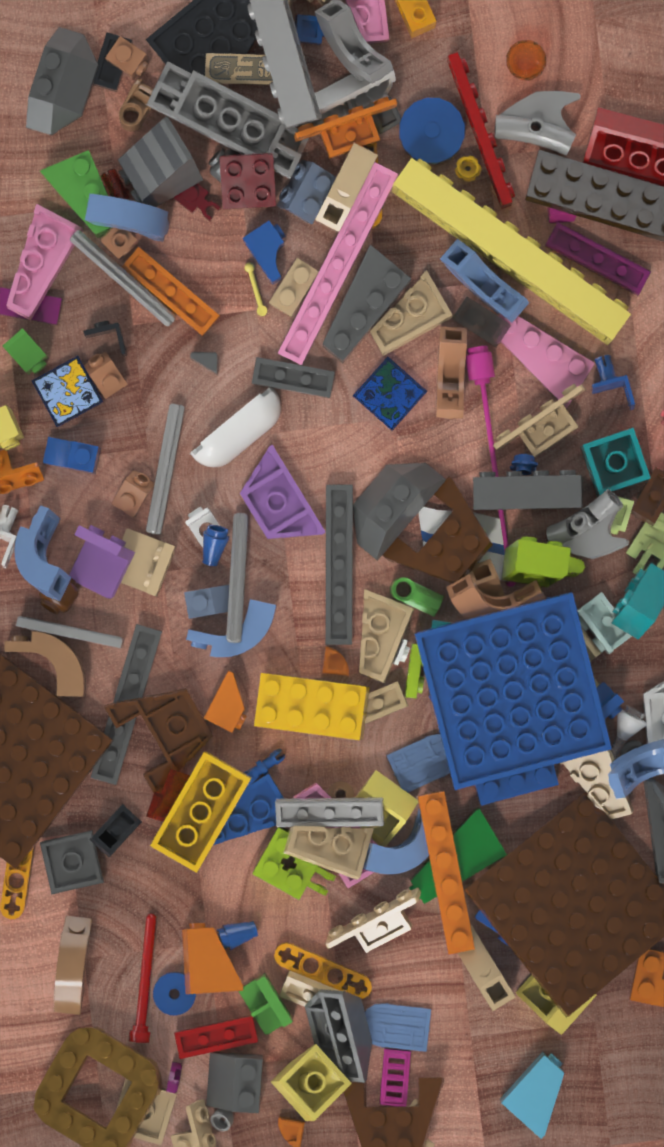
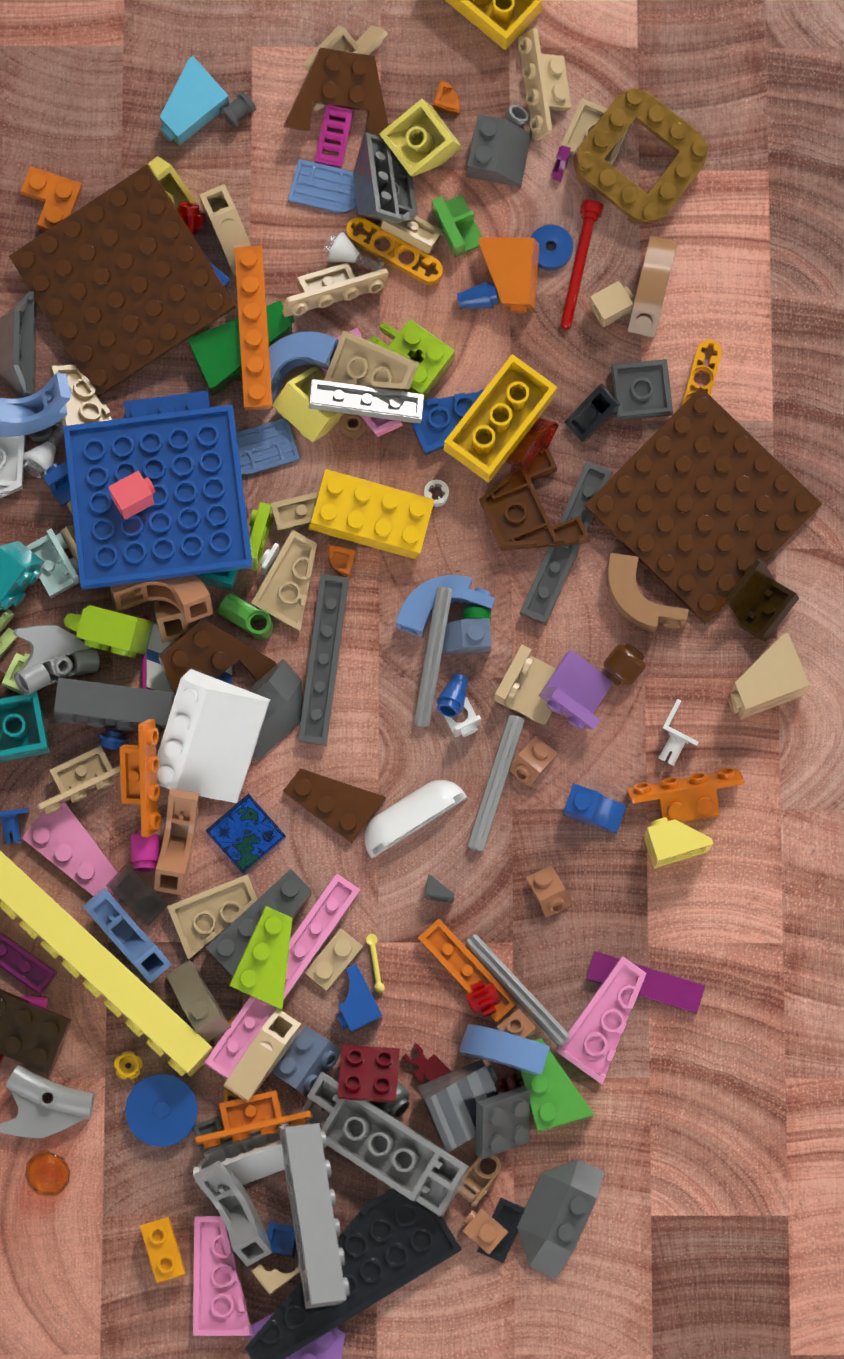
camera: 175 degrees left, 10 degrees down
(26, 352) = (630, 921): bright green slope -> none
(31, 555) = (648, 702): medium blue arch -> none
(67, 391) = (591, 878): tile -> none
(68, 631) = (616, 623): light grey tile -> none
(104, 328) = (544, 939): black bracket -> none
(109, 942) = (611, 303): none -> tan brick
(121, 152) = (502, 1122): none -> dark grey plate
(152, 263) = (483, 998): none -> red gear
(203, 623) = (476, 613): none -> green tile
(216, 1037) = (513, 198): red plate -> none
(227, 705) = (460, 527): orange slope -> none
(237, 69) = (366, 1202): sticker -> none
(246, 742) = (444, 490): none -> white bush
(262, 767) = (431, 461): blue piece -> none
(278, 500) = (379, 733): medium lavender wing -> none
(293, 377) = (347, 862): dark grey plate -> none
(312, 432) = (335, 803): none -> reddish brown wing
(355, 272) = (265, 959): none -> lime wing
(372, 964) = (341, 250): none -> piece
(412, 230) = (197, 1001): none -> dark tan slope
(433, 471) = (210, 737): none -> white slope
(477, 119) = (110, 1116): red plate -> none
(490, 1093) = (238, 109): none -> dark grey bush
(493, 426) = (139, 776): none -> orange bracket
(521, 978) = (192, 216): none -> red gear
(536, 685) = (132, 494): none -> coral brick

